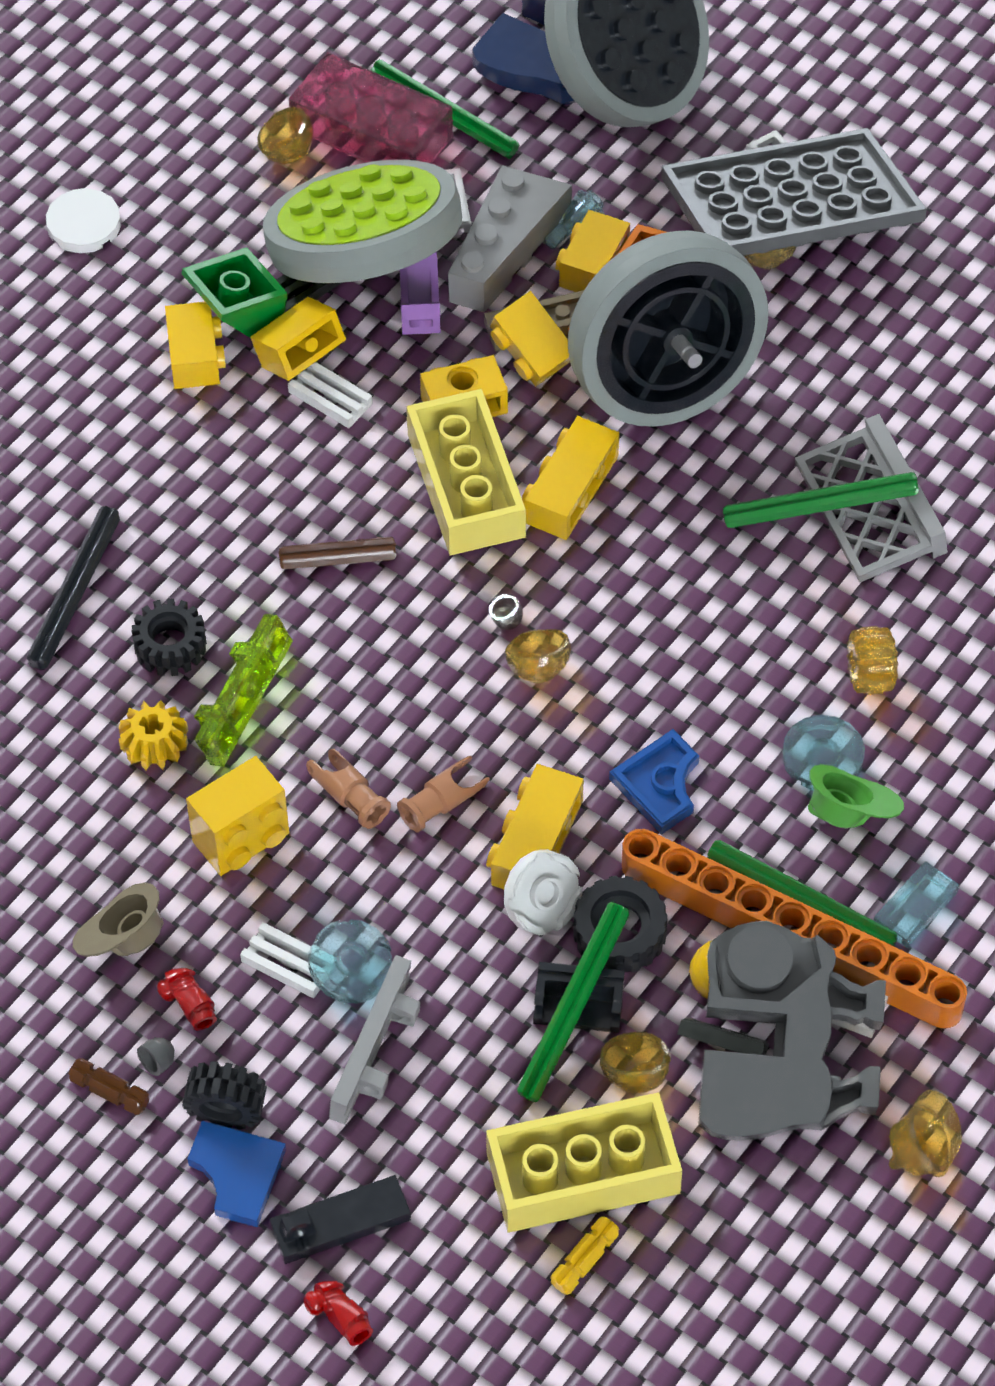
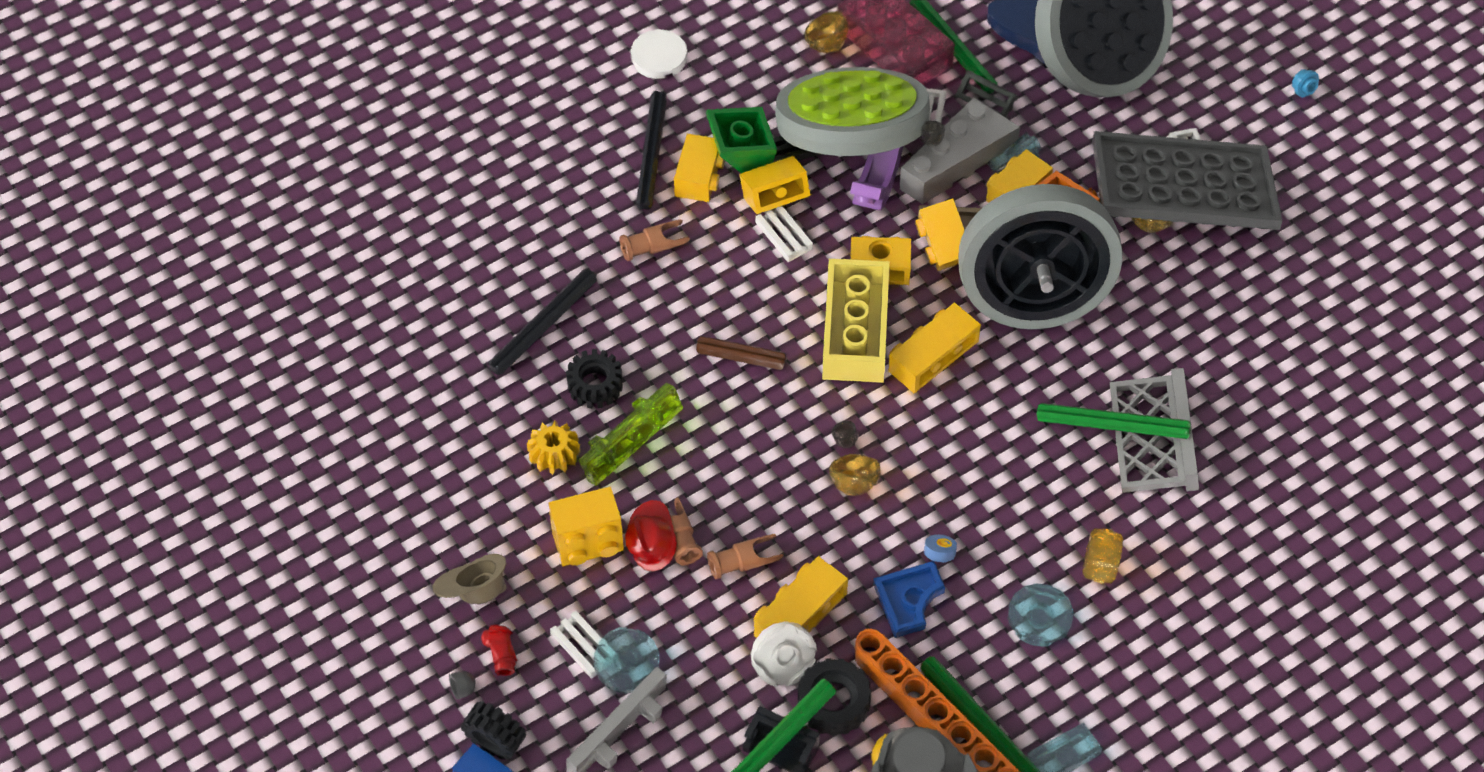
camera: 20 degrees right, 0 degrees up
(109, 1086) = (419, 696): reddish brown axle -> none
(123, 340) = (651, 150): none -> black axle
(169, 450) = (650, 240): none -> nougat piece
(320, 804) = (651, 536): none -> red piece
(480, 154) = (1007, 106): none -> pearl dark grey tile
(481, 219) = (932, 127): none -> clear smoke hinge
(675, 711) = (940, 548): none -> medium blue tile
(848, 799) = (1043, 657): bright green piece -> none
(883, 42) = (1305, 82): none -> dark azure plate

